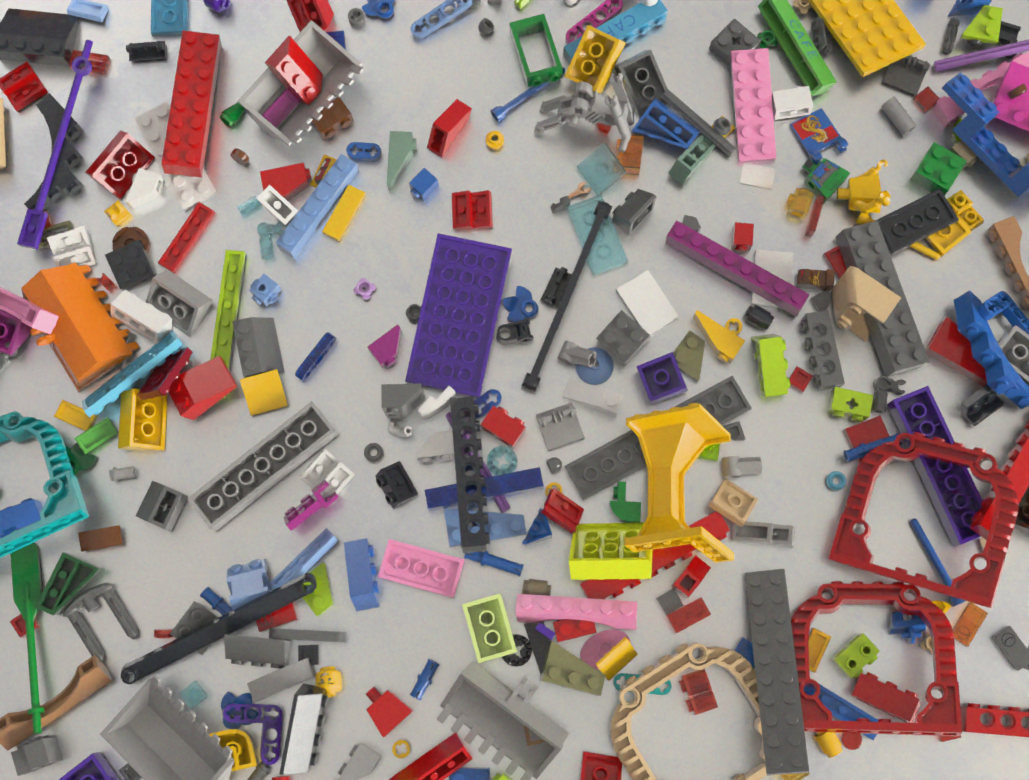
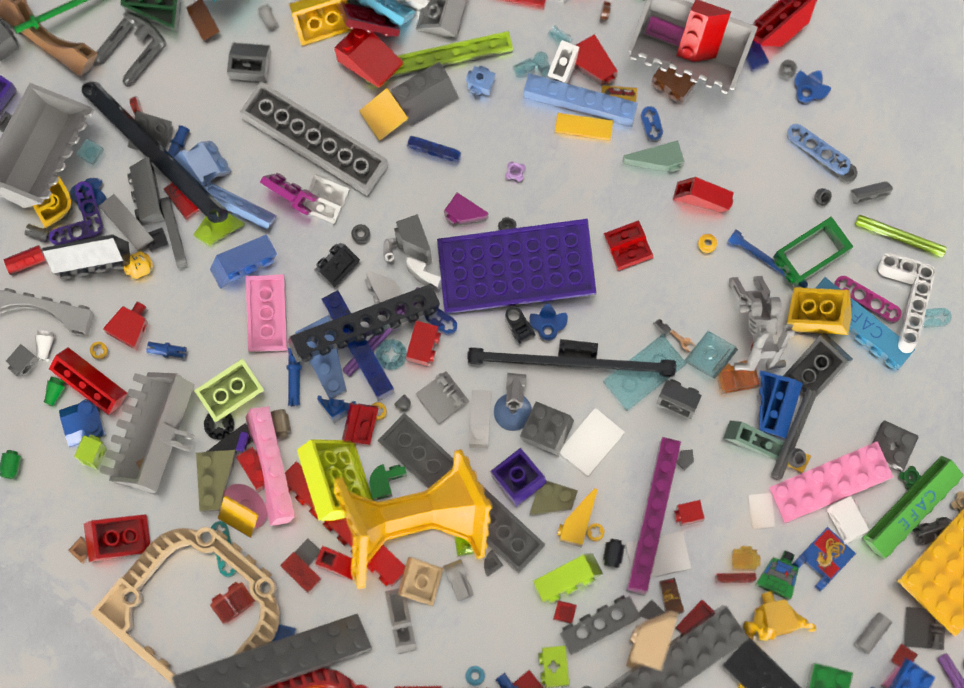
camera: 70 degrees right, 0 degrees up
(423, 184) = (636, 190): blue brick -> none

